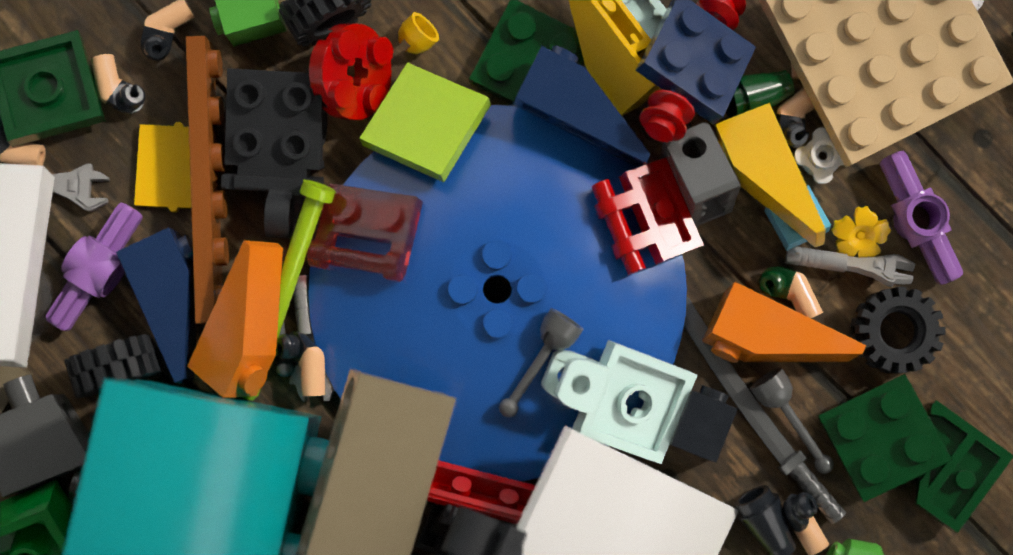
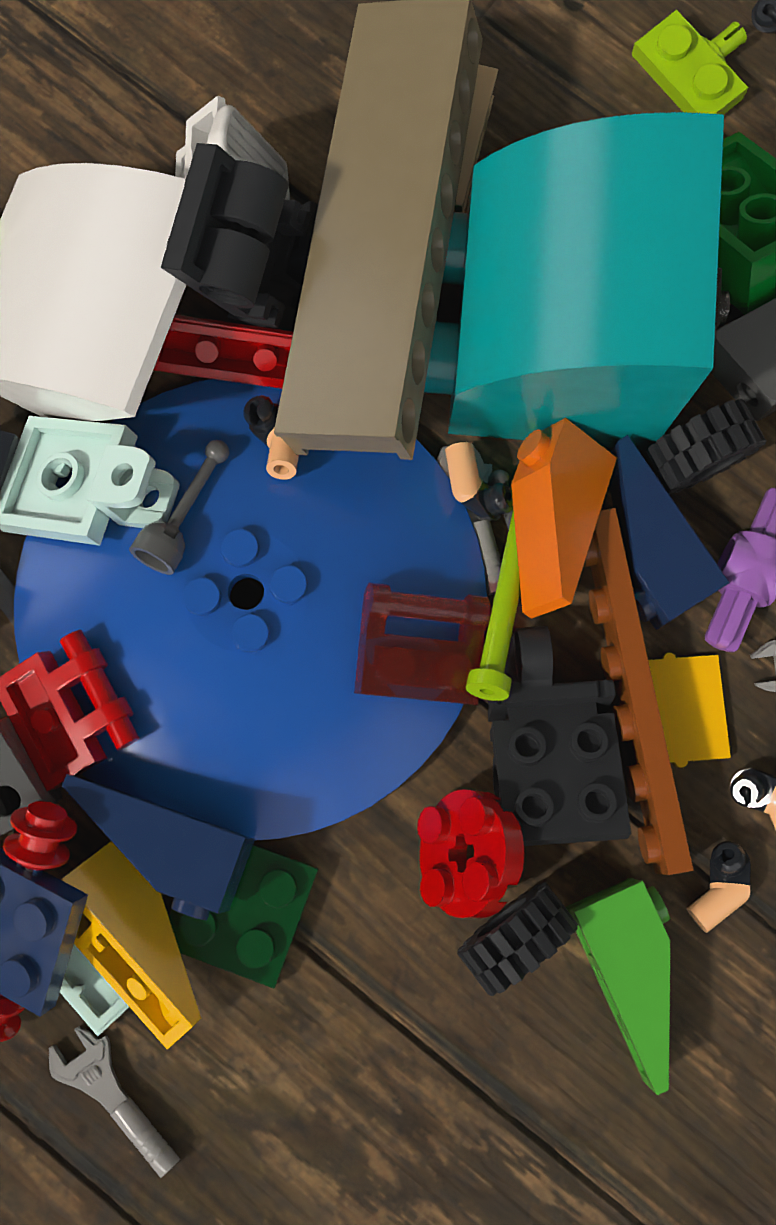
camera: 170 degrees right, 5 degrees down
(418, 33) = (391, 922): yellow hinge -> none
(425, 122) = (364, 799): lime tile -> none
(463, 426) = (261, 417): none -> arm

